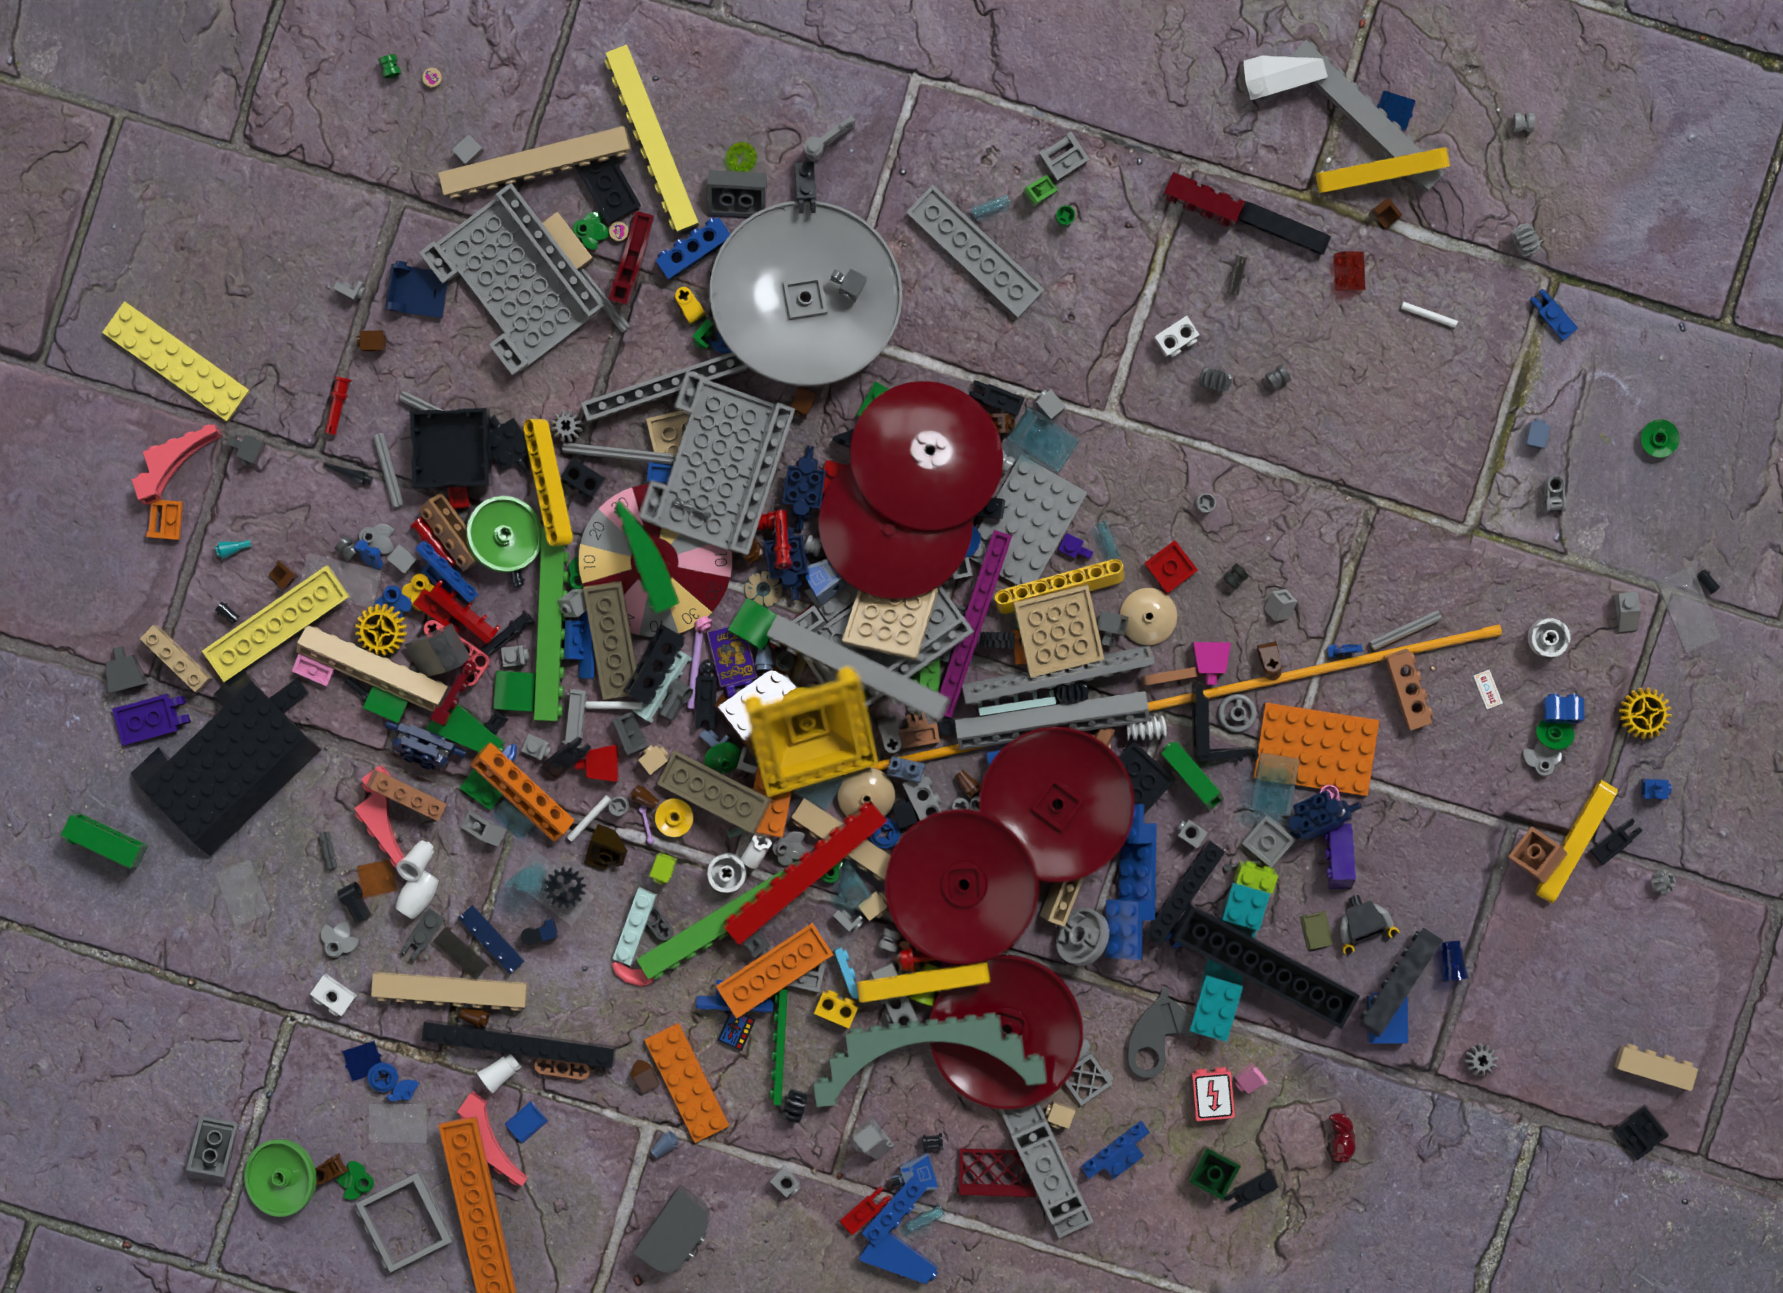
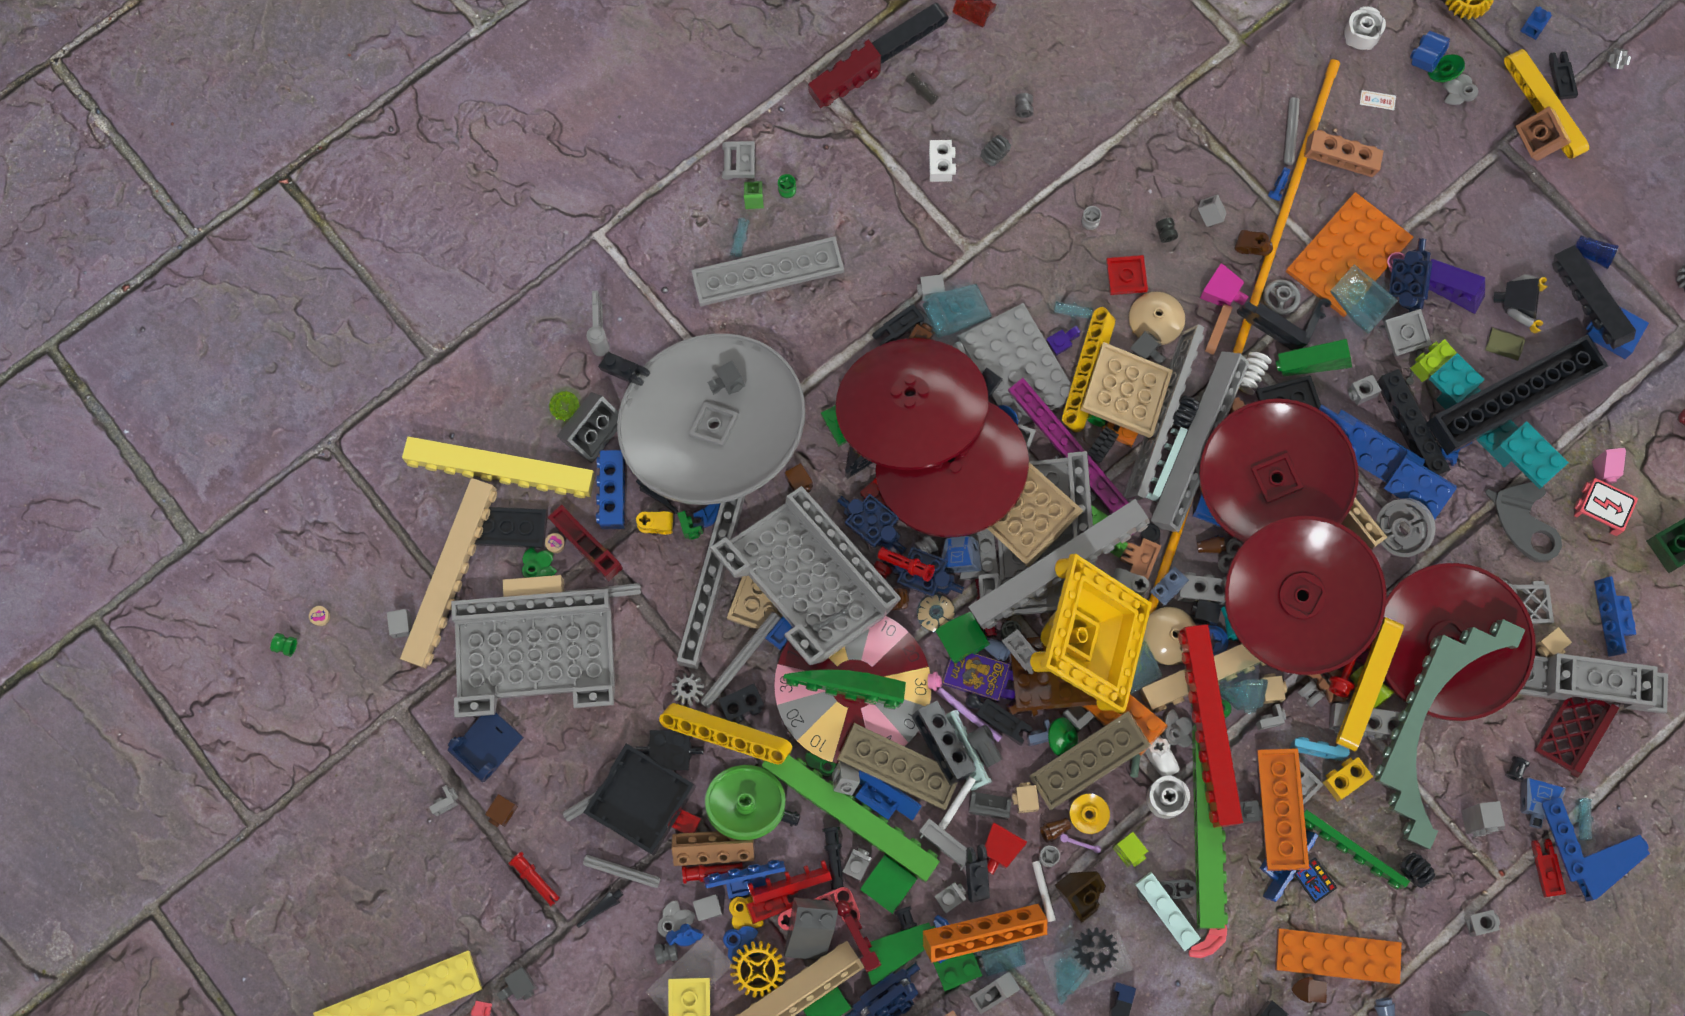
camera: 55 degrees left, 15 degrees down
(769, 681) = (1020, 649): none -> light grey hinge

